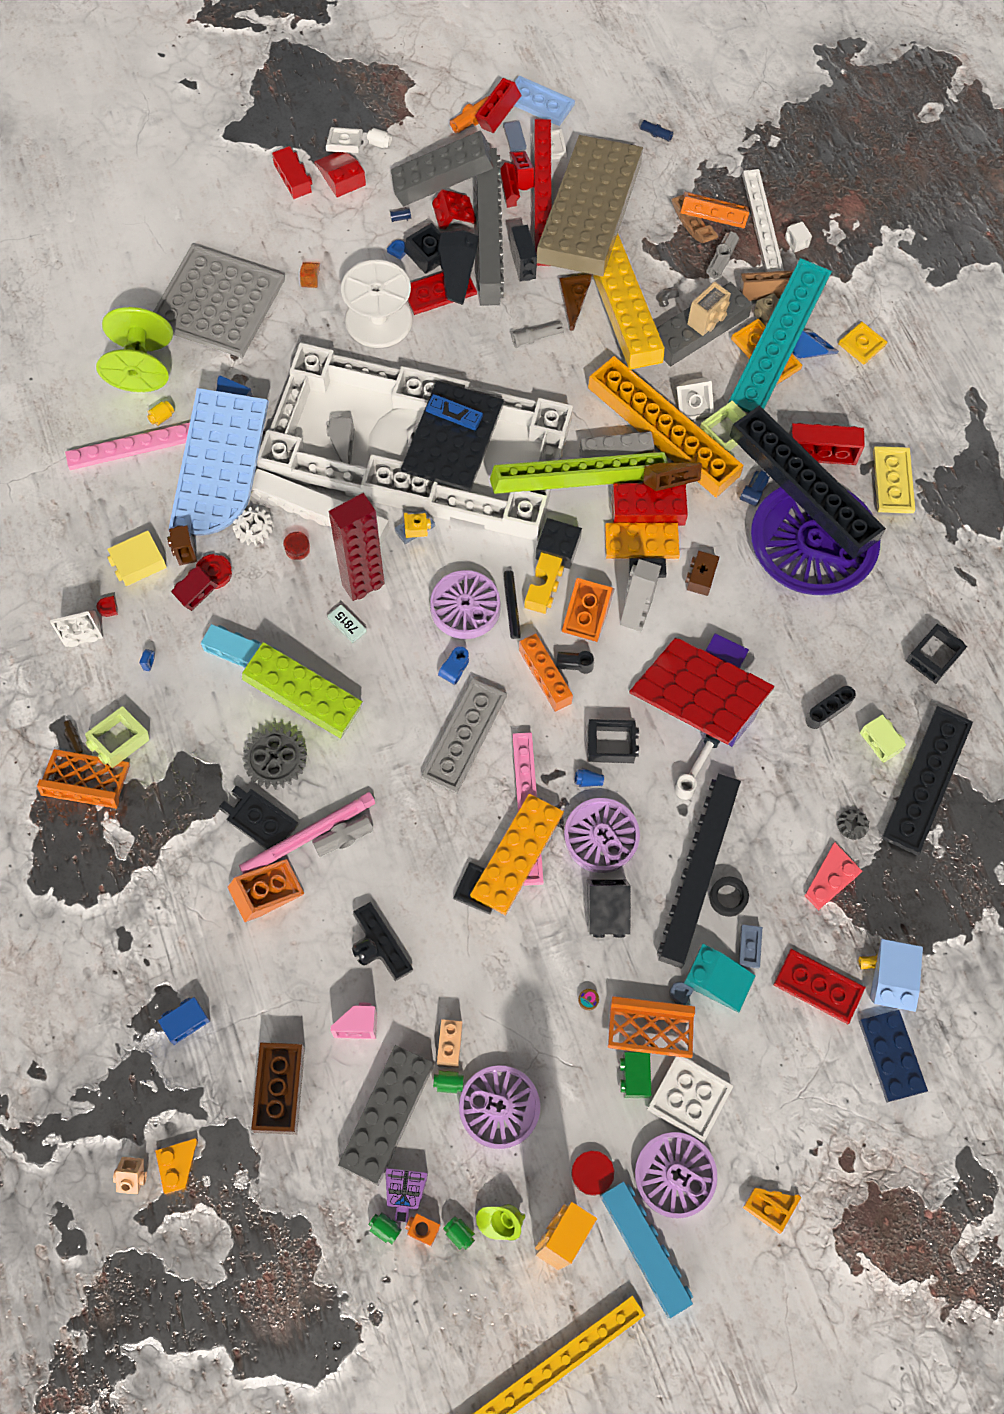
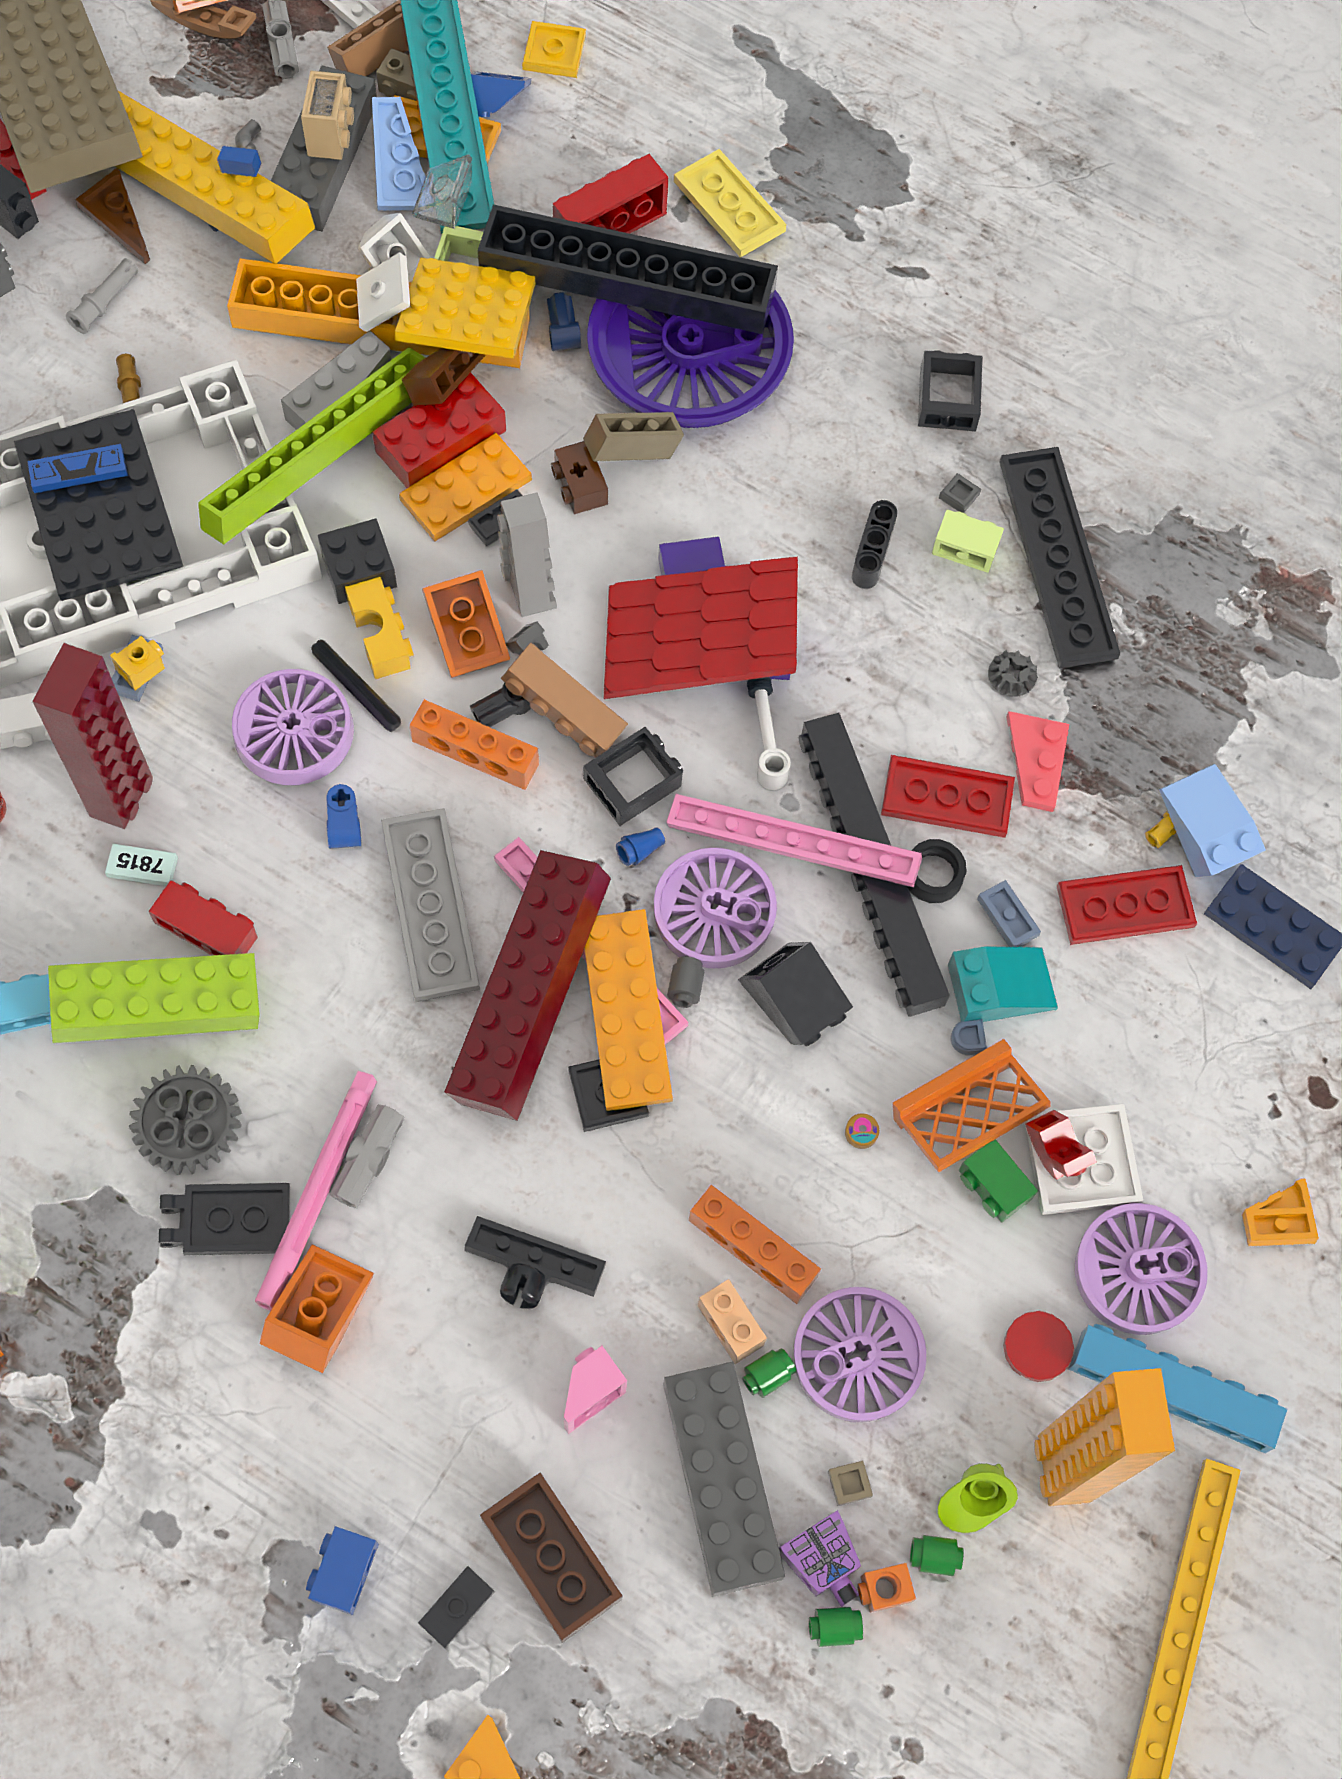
camera: 40 degrees left, 0 degrees up
(220, 1077) = (456, 1607): none -> black plate
(353, 670) = (202, 921): none -> red brick
(446, 1165) = (850, 1483): none -> dark tan plate
(478, 807) = (528, 985): none -> dark red brick
(490, 1014) = (754, 1244): none -> orange brick
(518, 383) = (128, 380): none -> pearl gold pin
(558, 862) = (686, 982): none -> dark grey brick
(603, 680) = (563, 701): none -> medium nougat brick
(612, 636) = (528, 634): none -> dark grey tile
(646, 306) = (239, 161): none -> blue piece
(667, 830) = (795, 840): none -> bright pink plate
(669, 416) = (383, 292): none -> white plate
(679, 1080) = (1057, 1145): none -> red brick
(706, 450) = (466, 308): none -> yellow plate
(732, 354) = (396, 157): none -> light blue wing
(742, 384) = (444, 192): none -> clear slope
(743, 569) = (633, 436): none -> dark tan brick
(768, 863) = (948, 796): none -> red tile
(900, 711) = (960, 493): none -> dark grey tile

